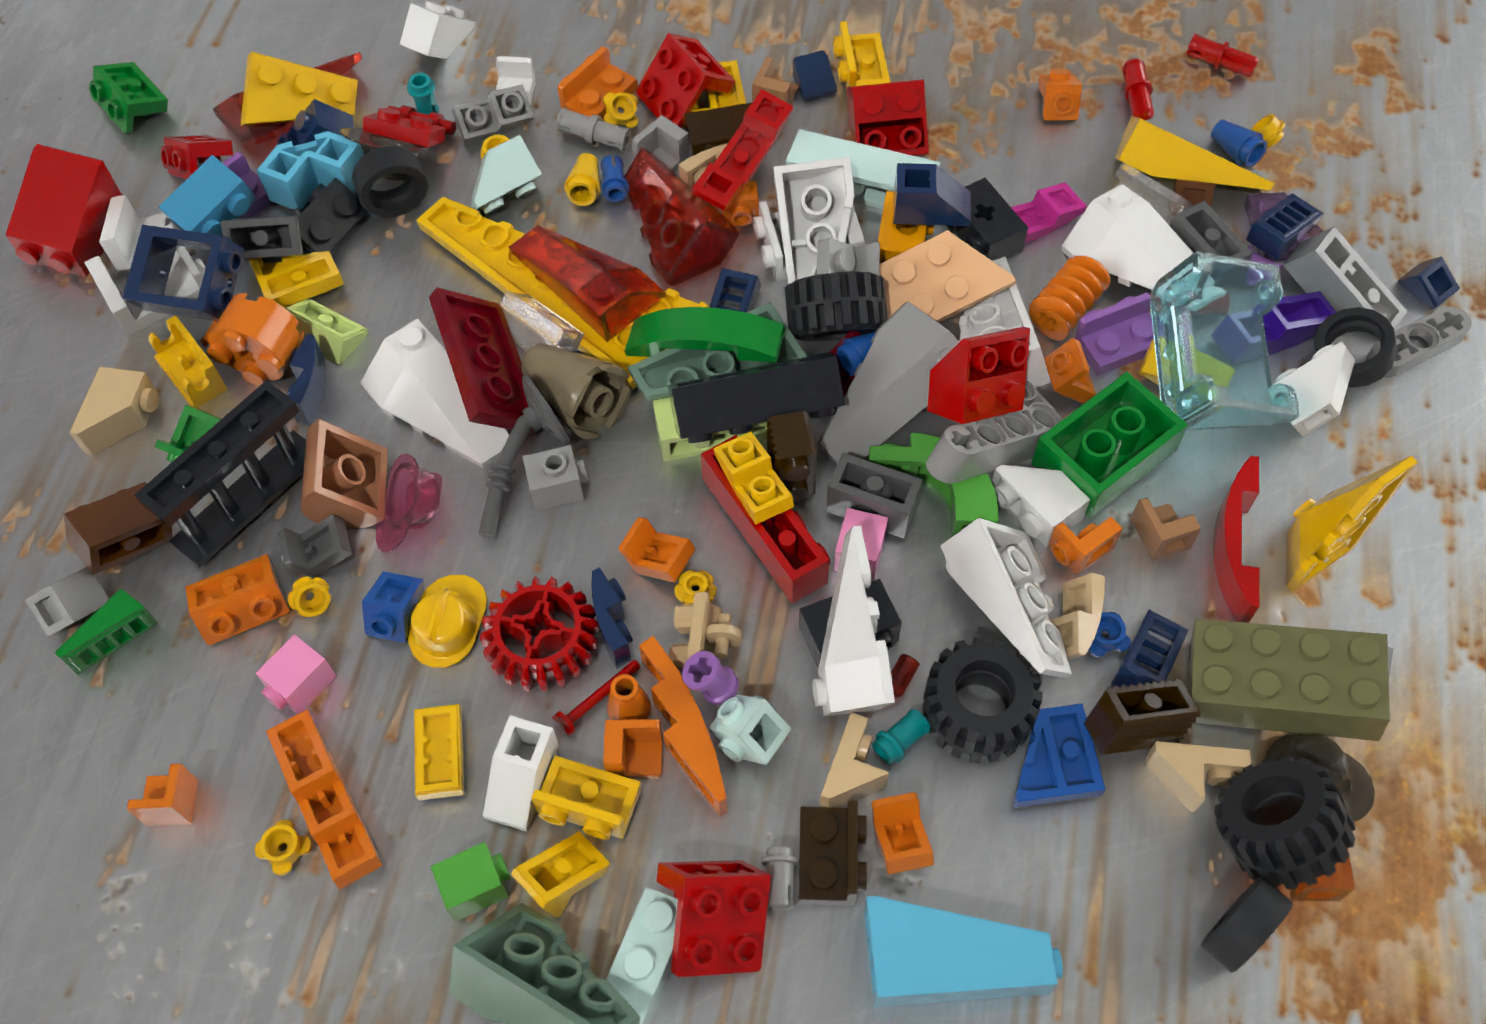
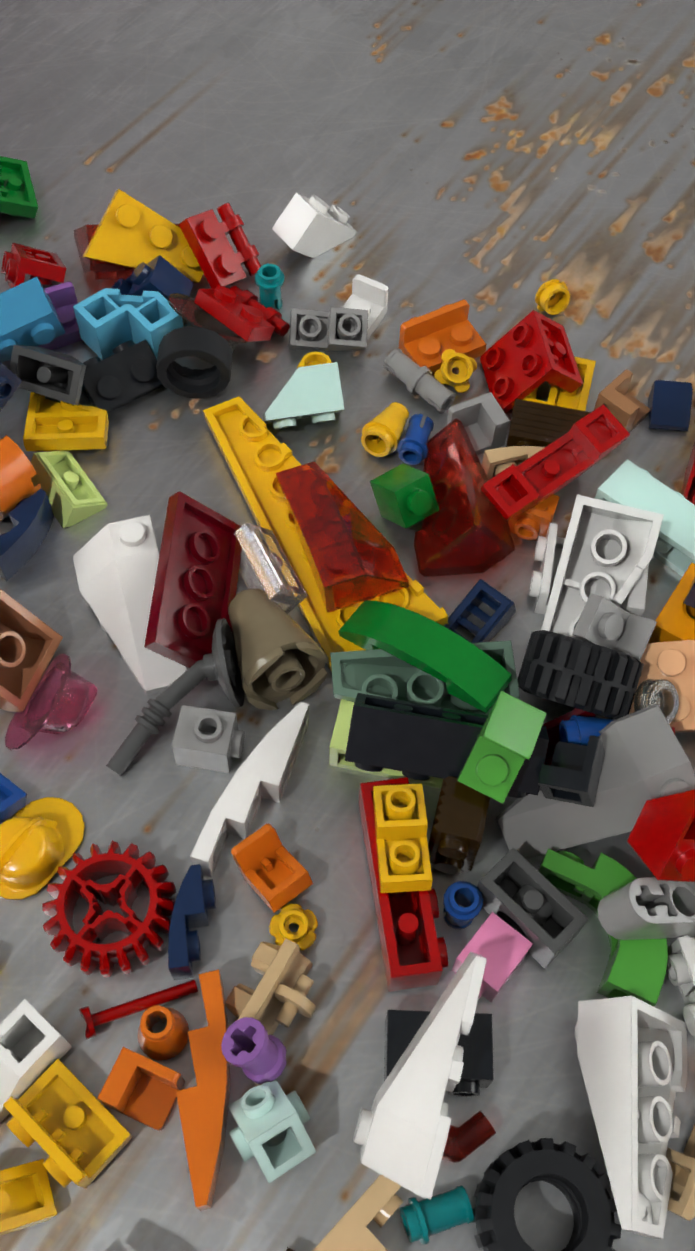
camera: 20 degrees right, 0 degrees up
(357, 79) = (213, 250): none -> red plate
(611, 492) = (260, 776): none -> white slope
(627, 225) = (404, 495): none -> green brick
(675, 19) = (552, 297): none -> yellow plate
(803, 374) = (502, 747): none -> bright green slope
(820, 512) = (462, 894): none -> blue pin
(865, 377) = (573, 772): none -> black panel
(903, 293) = (660, 693): none -> clear smoke tile

